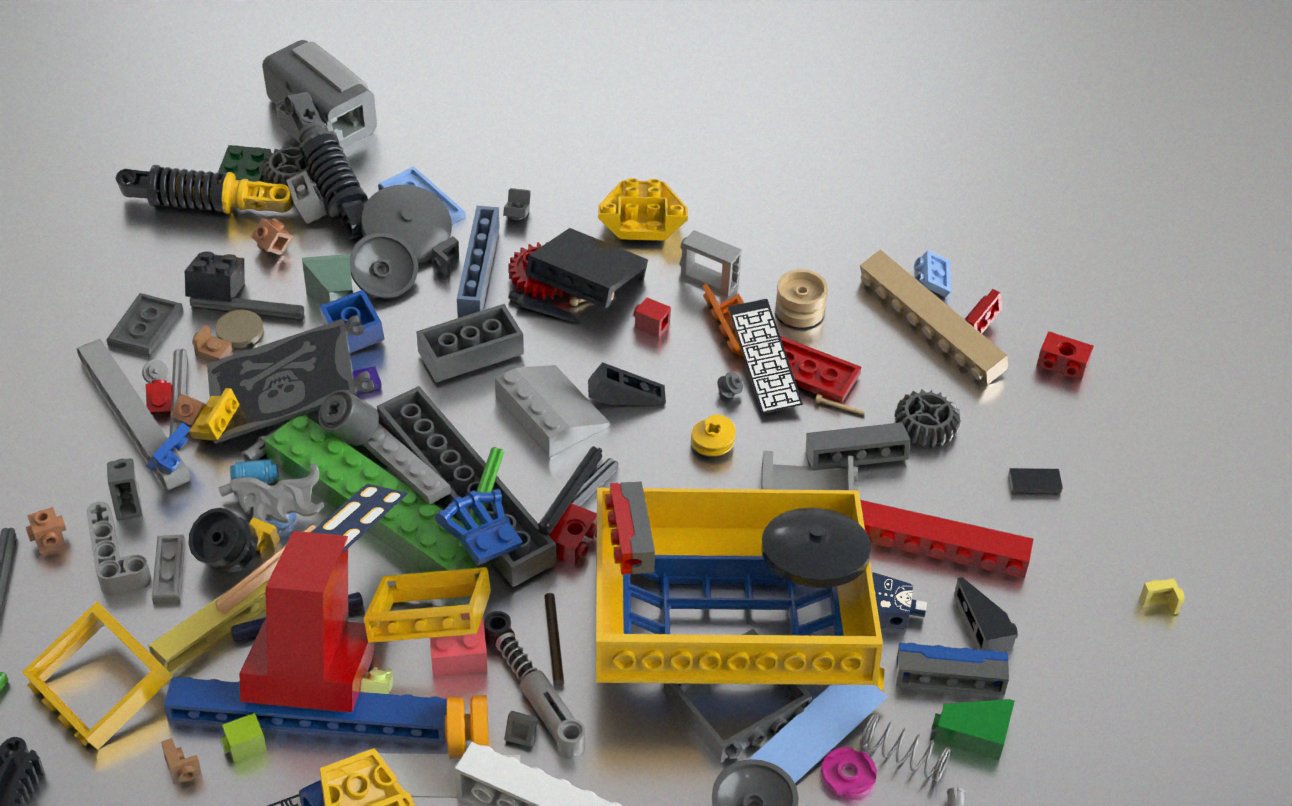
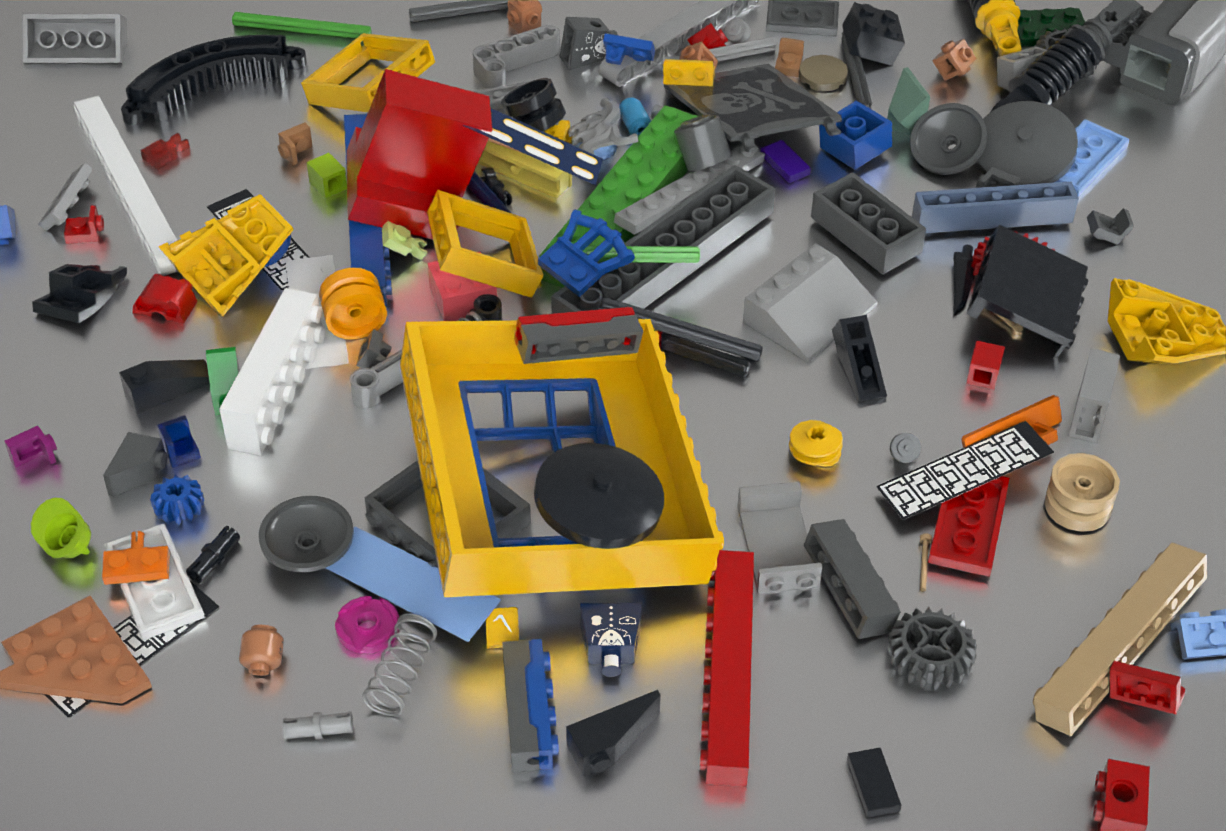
camera: 80 degrees right, 0 degrees up
(974, 726) = (446, 737): green slope -> none

